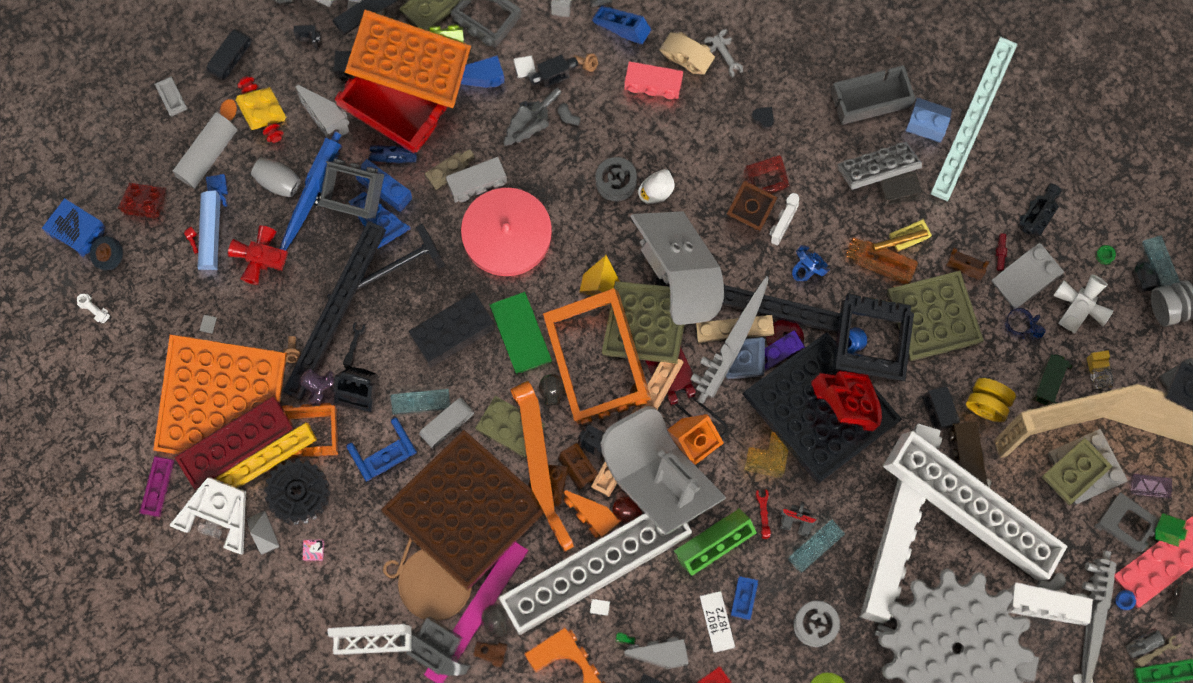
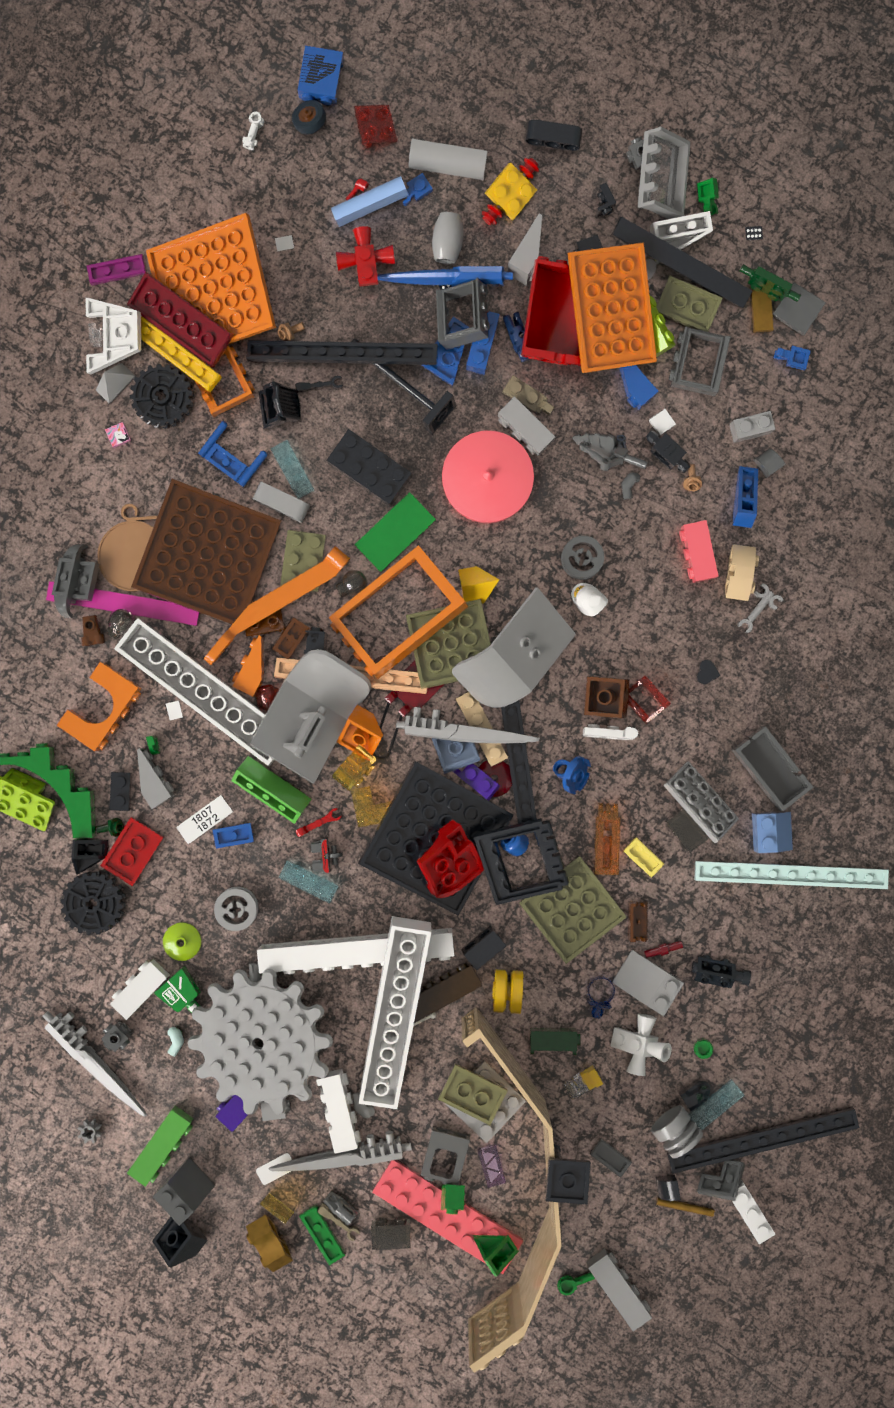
camera: 75 degrees right, 15 degrees up
(171, 96) = (489, 101): light grey tile -> none
(228, 109) = (499, 161): orange sticker -> none
(316, 384) = (263, 368): clear purple plate -> none
(367, 632) = (62, 521): white fence -> none
(726, 454) = (354, 767): none -> clear yellow brick
(899, 240) = (632, 849): pearl gold bar -> none
(1125, 600) = (374, 1177): blue plate -> none

